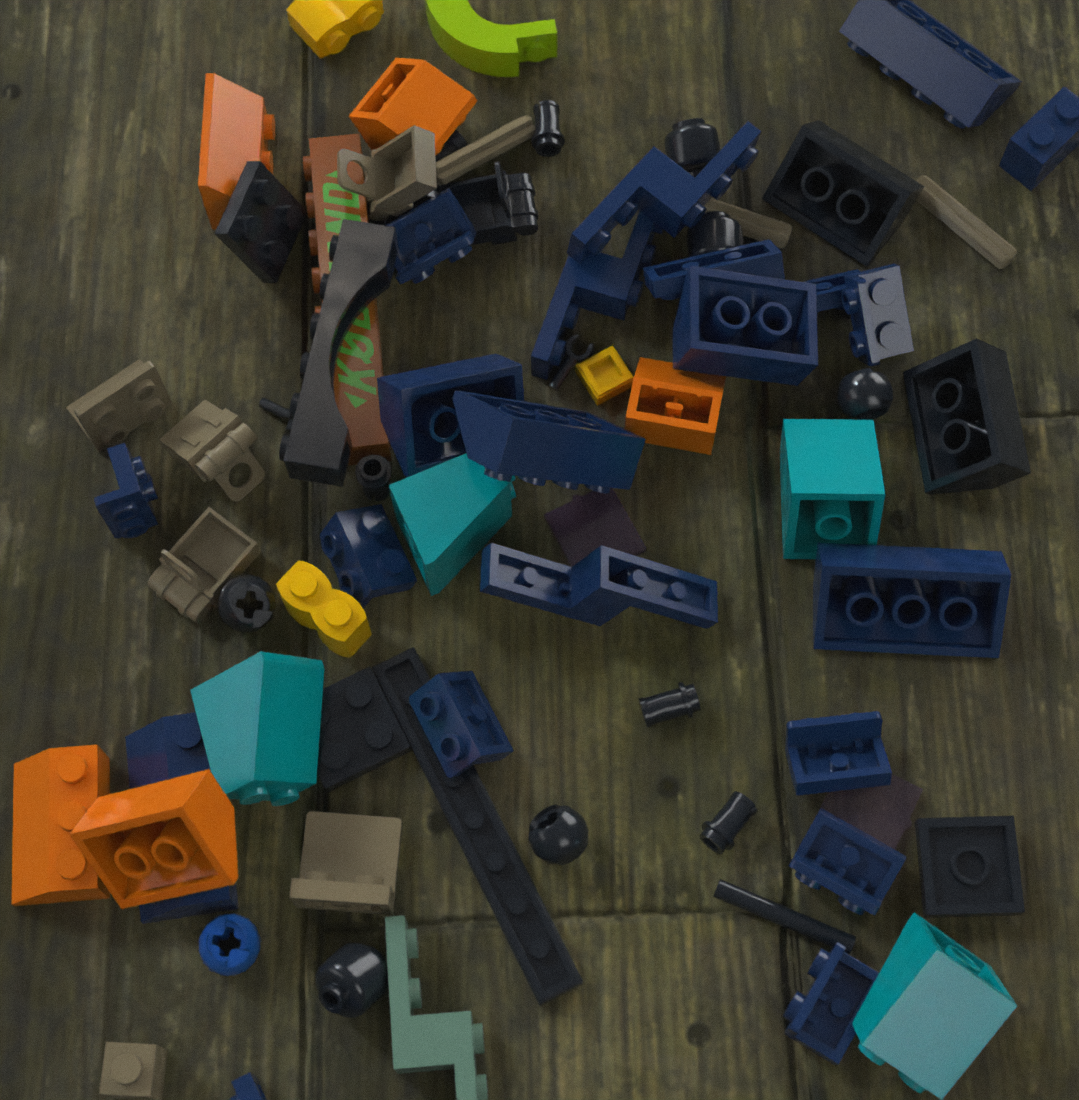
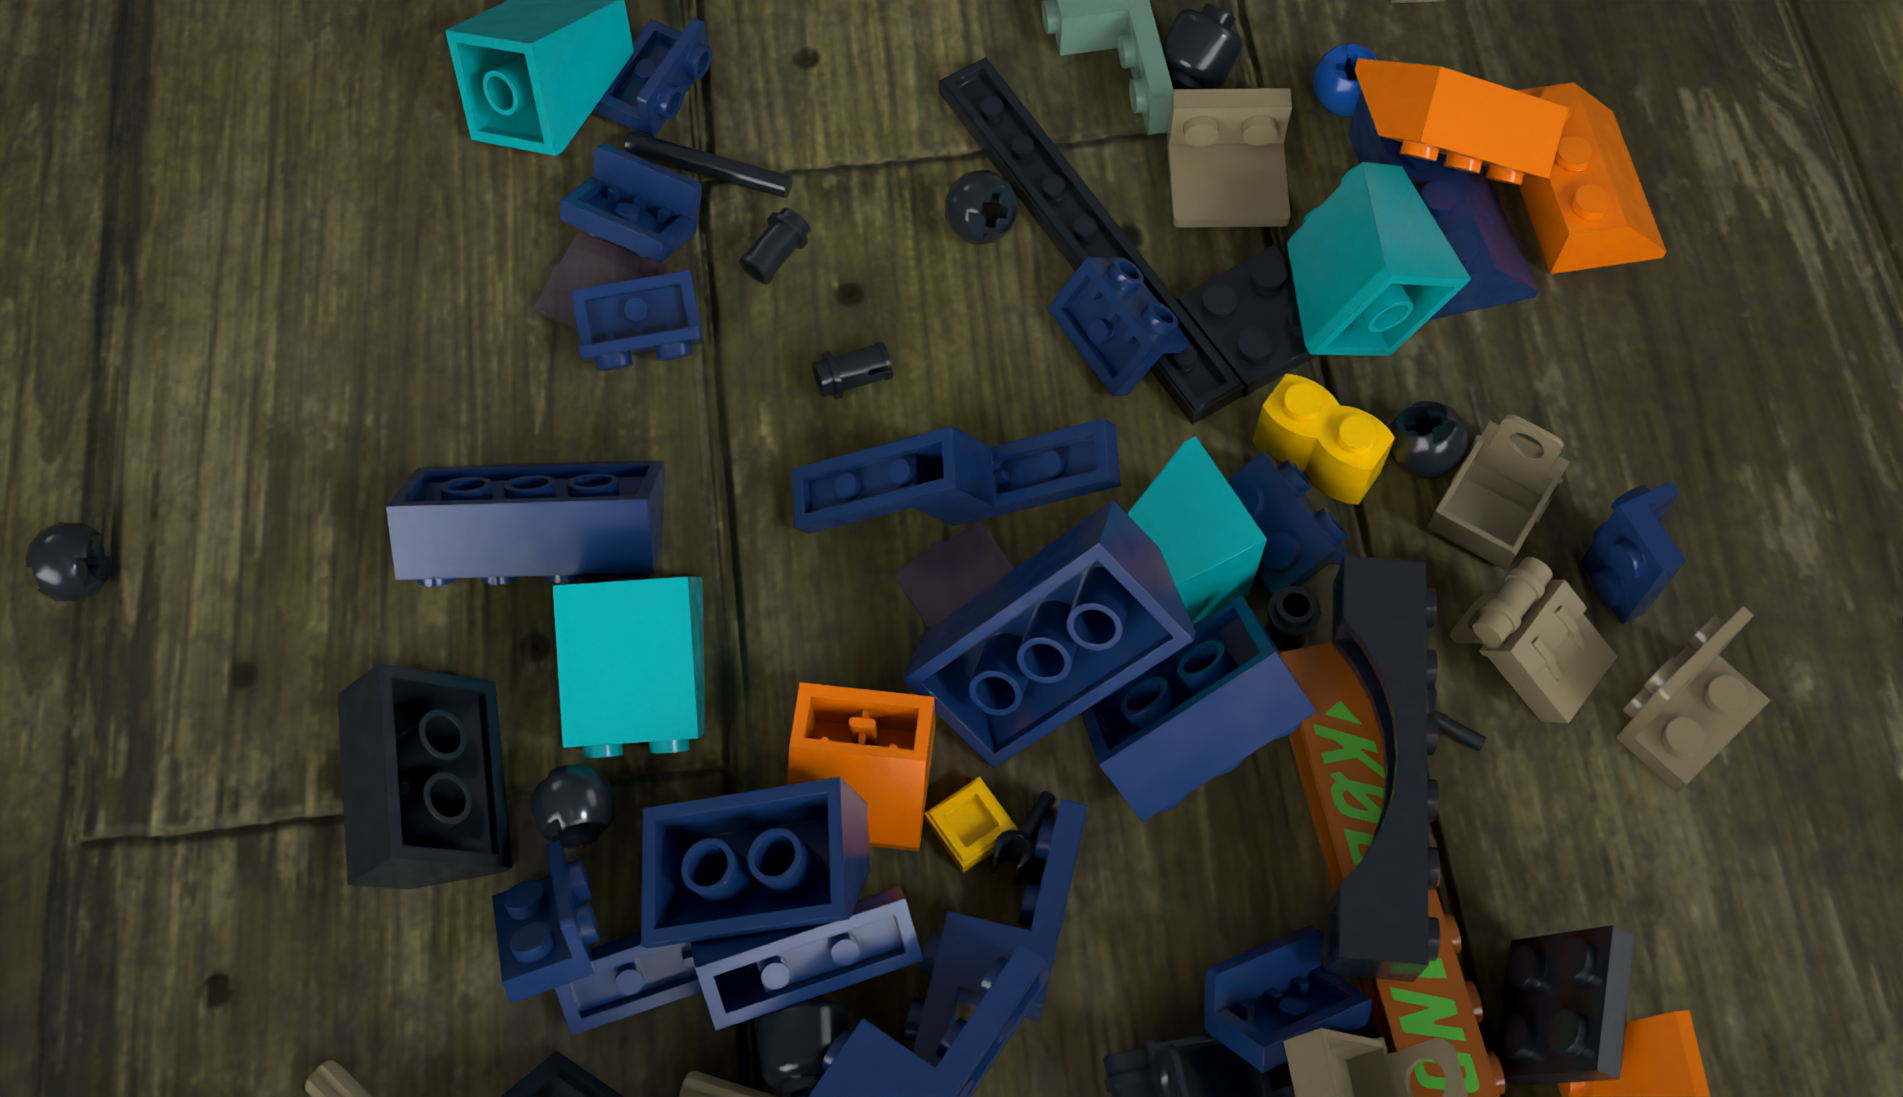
camera: 175 degrees right, 5 degrees down
(969, 867) = (484, 221): black plate -> none

